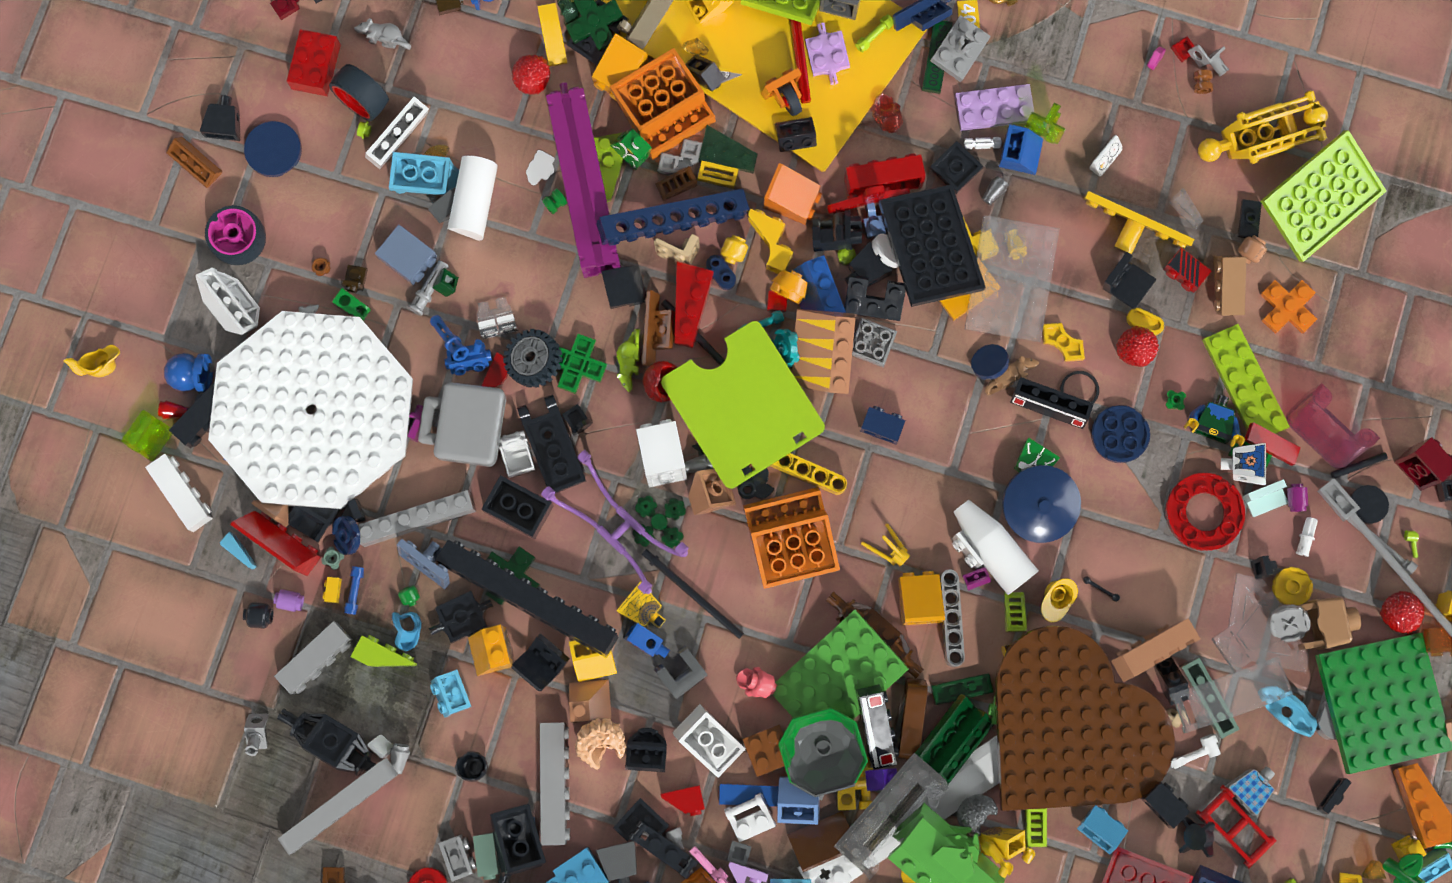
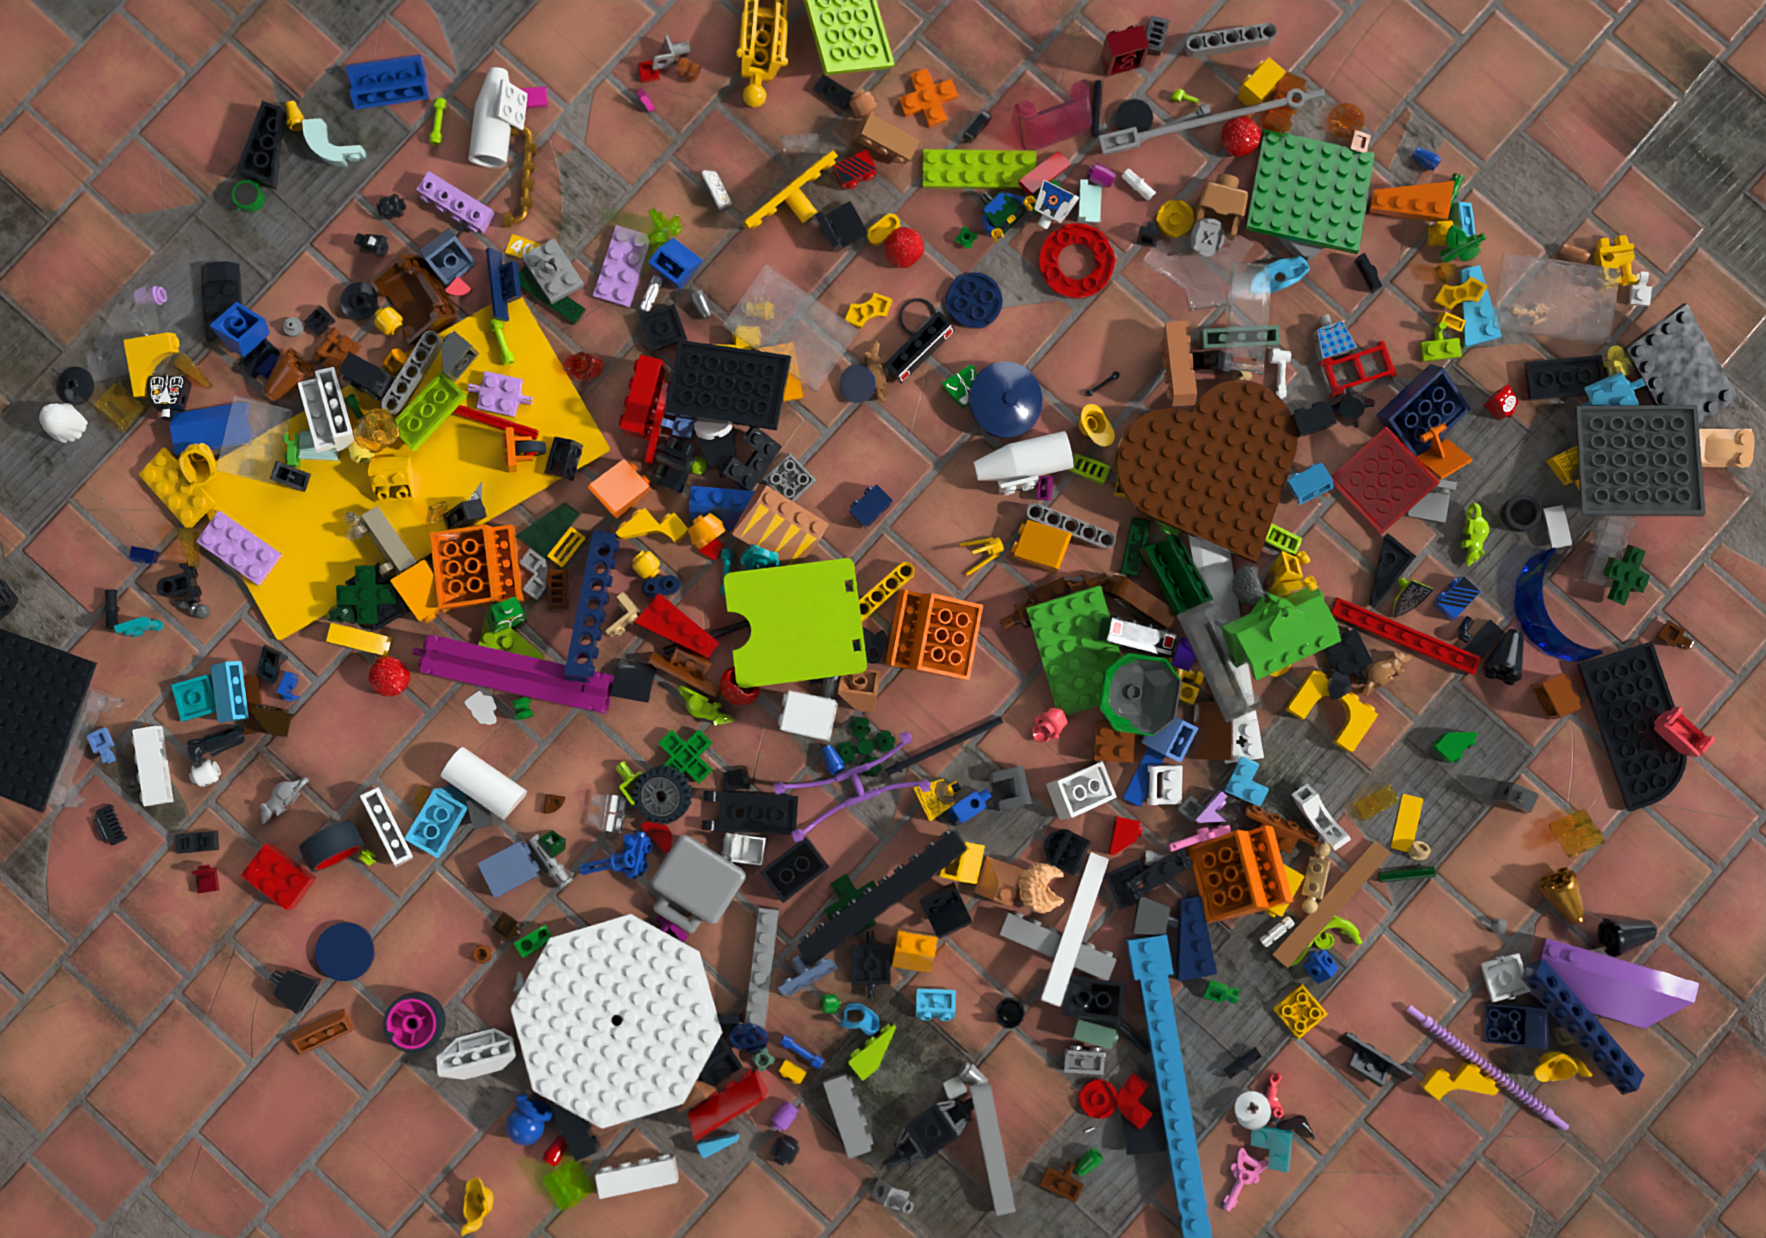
camera: 65 degrees left, 5 degrees up
(482, 267) = (553, 803): none -> reddish brown tile
(533, 323) = (629, 780): none -> lime bracket
(575, 792) = (1074, 929): none -> white tile
(632, 497) = (833, 762): none -> blue cone
(1284, 362) = (977, 126): none -> black beam

